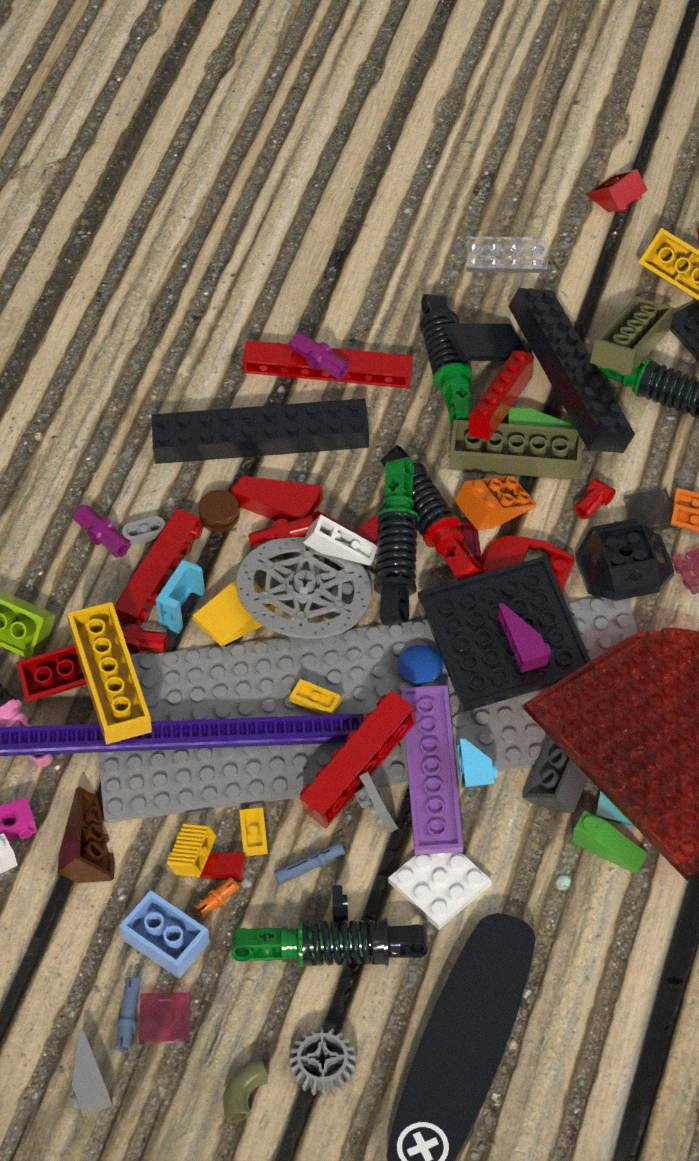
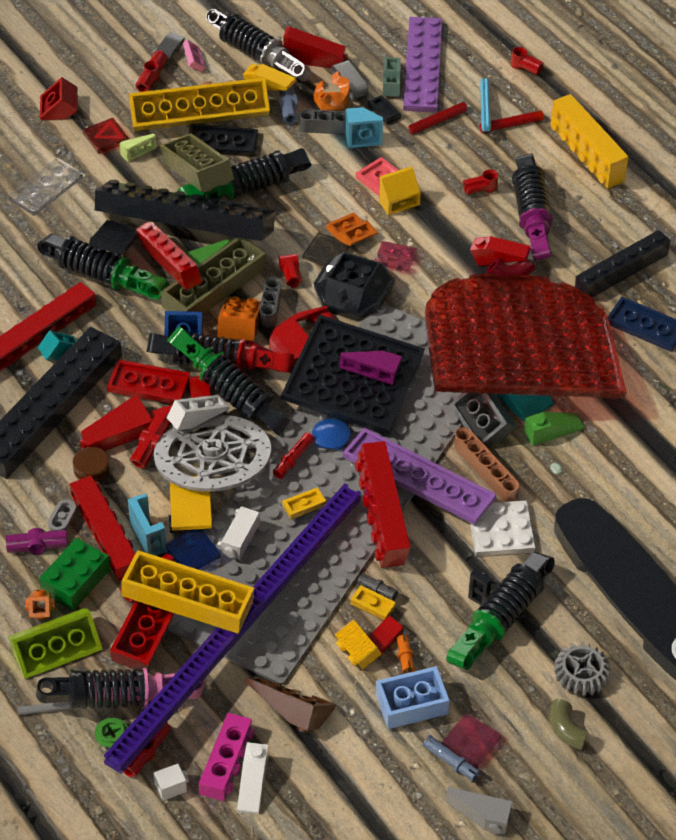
camera: 55 degrees left, 5 degrees down
(31, 580) = (35, 609): none -> orange brick
(86, 581) = (75, 573): none -> green brick
(187, 650) = (193, 549): none -> clear blue tile
(234, 672) = (239, 533): none -> white brick
(275, 823) = (377, 586): none -> dark grey pin
(310, 862) = (428, 571): sand blue pin -> none
(319, 355) = (29, 326): magenta piece -> none
(327, 389) = (55, 345): none -> teal slope
(351, 485) = (148, 381): none -> red plate
(355, 653) = (289, 461): none -> red pin
(372, 797) = (421, 518): light grey hinge -> none
(439, 466) = (187, 320): none -> blue slope
(474, 766) = (441, 448): medium azure slope -> none
(502, 827) = (486, 465): none -> nougat beam
(536, 511) = (270, 302): none -> dark grey beam
(616, 252) = (105, 135): none -> clear red tile
(619, 281) = (132, 148): none -> yellowish green slope

